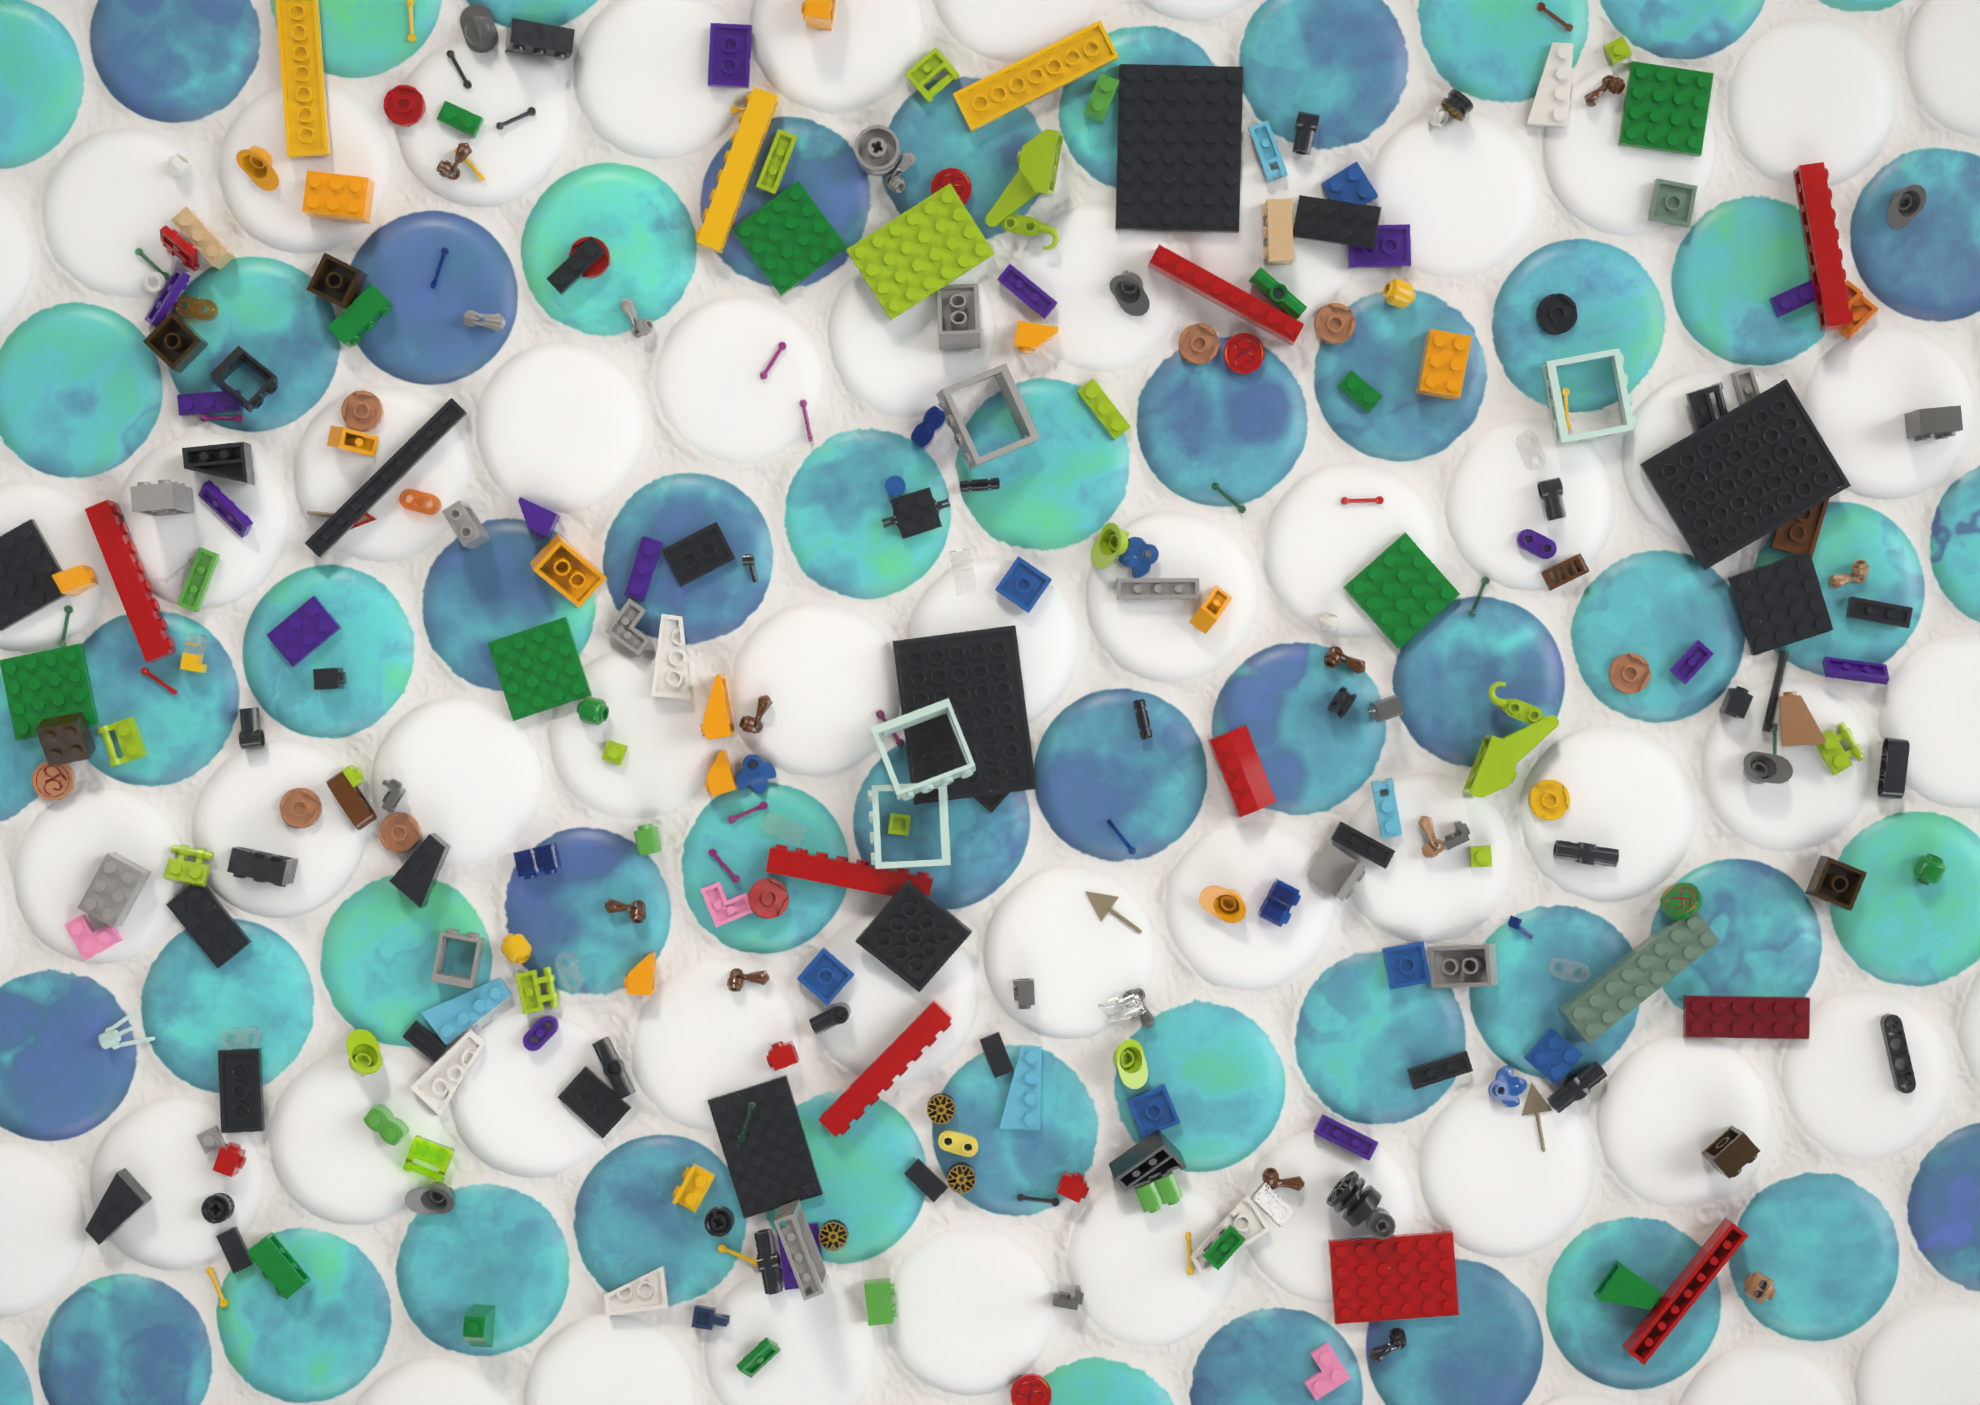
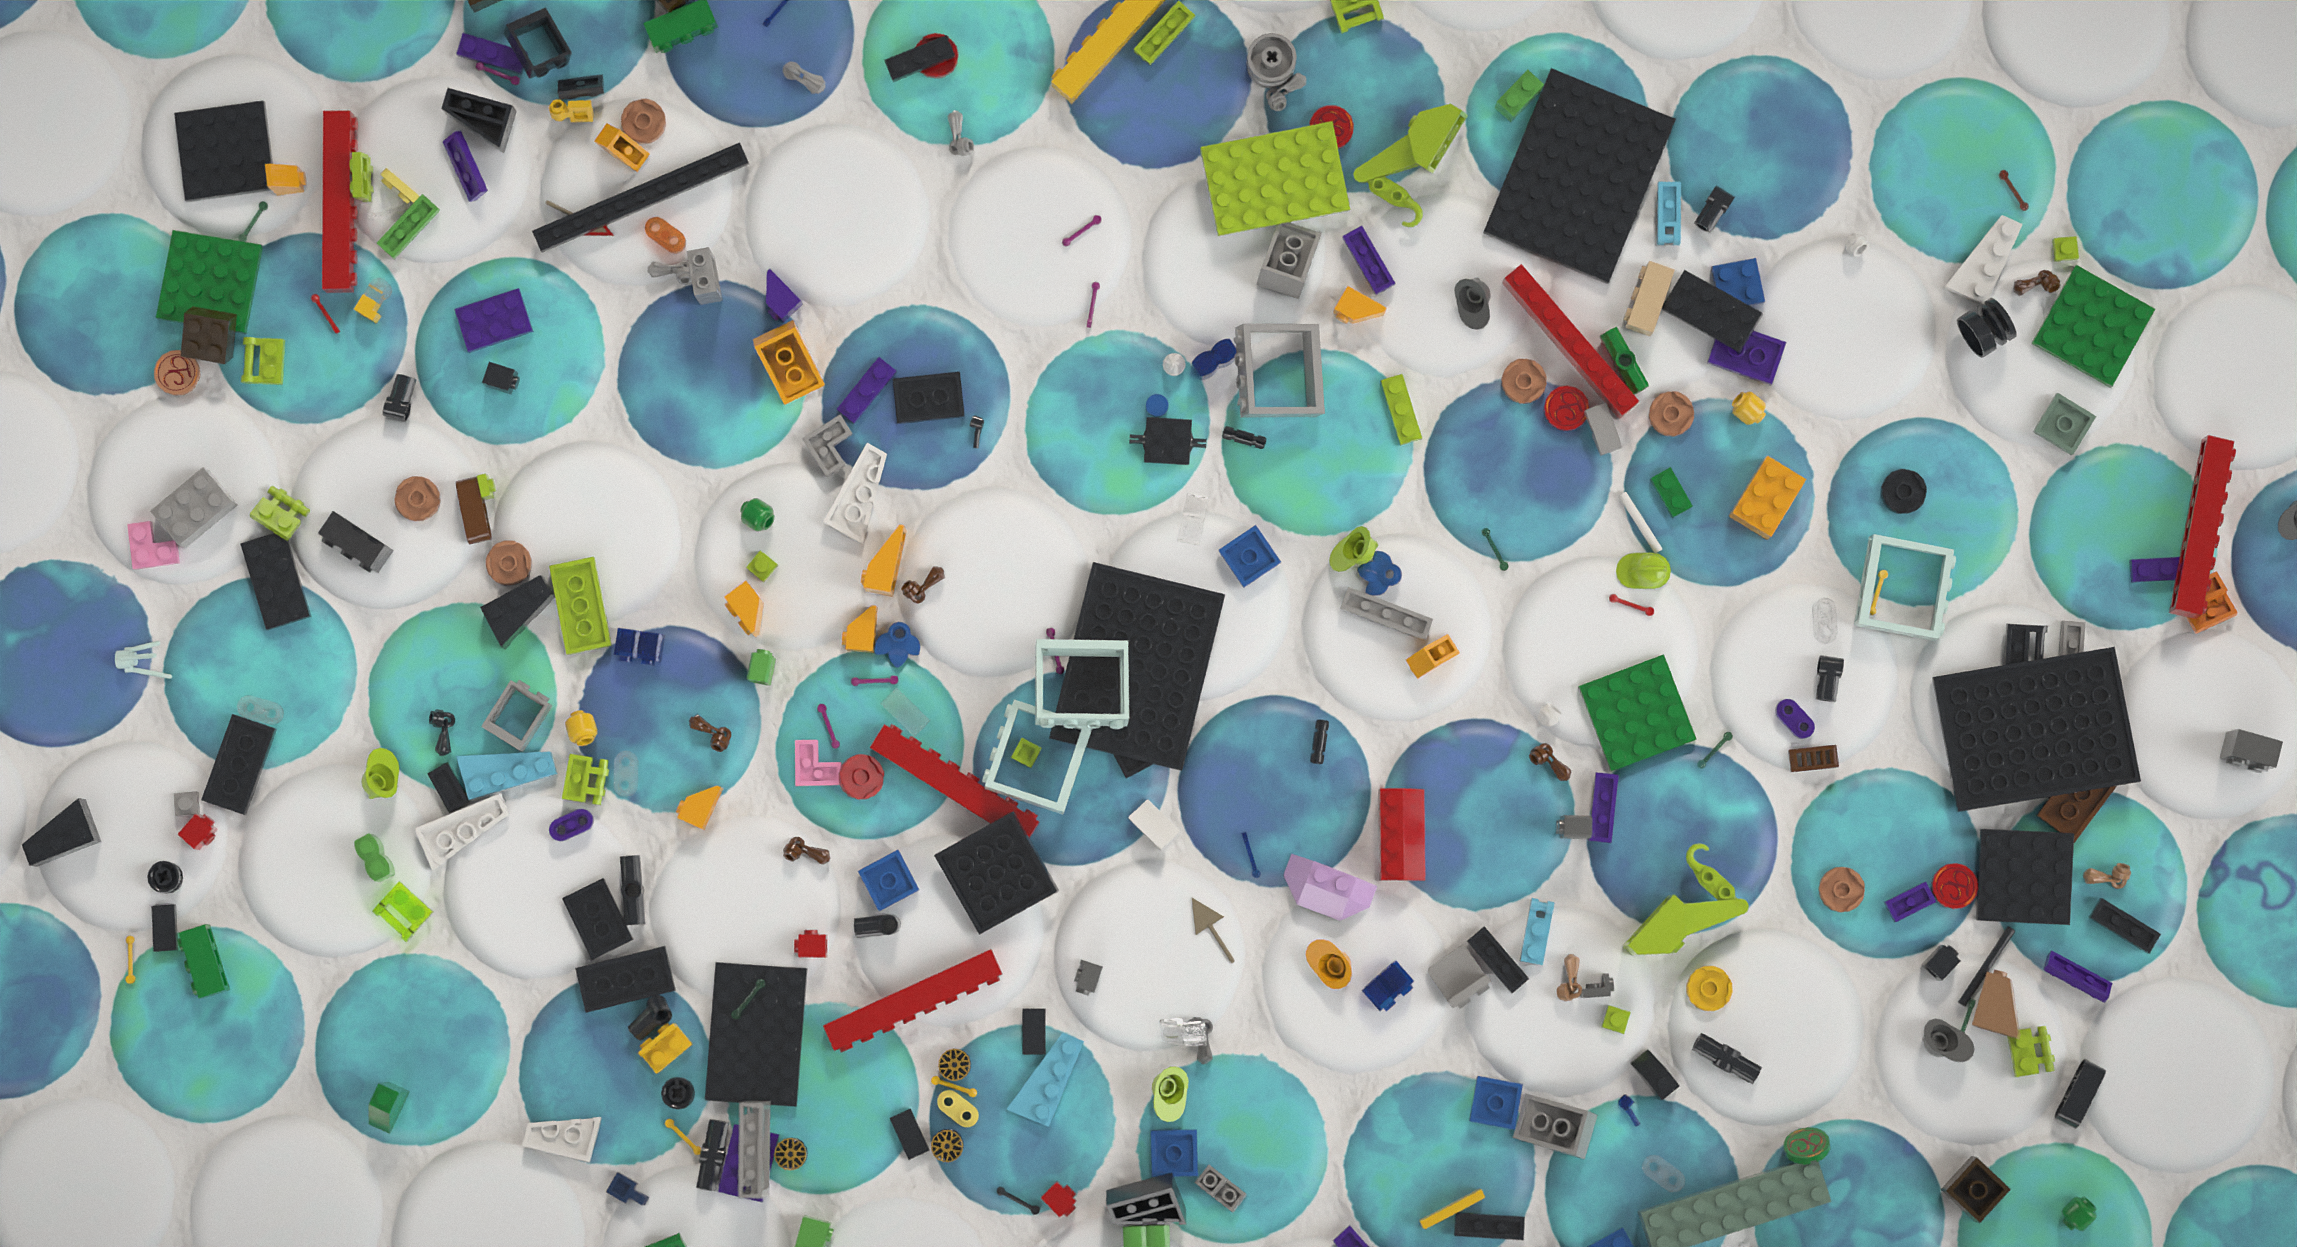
camera: 20 degrees right, 5 degrees down
(140, 552) = (361, 173): none -> lime plate
(162, 498) = (407, 130): light grey brick -> none
(168, 546) = (391, 180): none -> light yellow plate
(296, 402) = (581, 87): none -> black plate
(301, 424) = (577, 110): none -> yellow plate
(391, 987) = (437, 719): none -> black piece
(392, 798) = (517, 524): dark grey bracket -> none
(425, 534) = (682, 273): none -> light grey piece
(430, 1199) = (389, 952): dark grey piece -> none
(474, 845) = (580, 605): none -> lime plate
(539, 668) = (719, 451): green plate -> none
(616, 793) = (747, 605): none -> light orange slope
(637, 1143) = (625, 979): none -> black plate
(674, 1164) = (655, 1014): none -> black piece
(789, 238) = (1147, 114): green plate -> none
(896, 445) = (1174, 364): none -> white plate
(930, 1126) = (936, 1080): none -> yellow hinge
(1030, 842) = (1154, 824): none -> white panel
(1035, 76) = (1461, 47): yellow plate -> none
(1196, 840) = (1327, 889): none -> lavender wedge
(1203, 1124) = (1221, 1188): none -> light grey slope
(1281, 359) = (1603, 429): none -> light grey slope
(1341, 702) = (1531, 803): black wheel -> none
(1343, 427) = (1640, 522): none -> white bar
(1361, 467) = (1643, 570): none -> lime piece
(1403, 681) = (1603, 807): none -> dark purple plate
(1403, 1067) = (1452, 1208): none -> yellow tile
(1457, 105) = (1880, 240): black wheel -> none
(1531, 890) = (1655, 1075): none -> black slope
(1576, 145) = (1986, 328): none -> black wheel
(1723, 633) = (1954, 886): none -> red tile

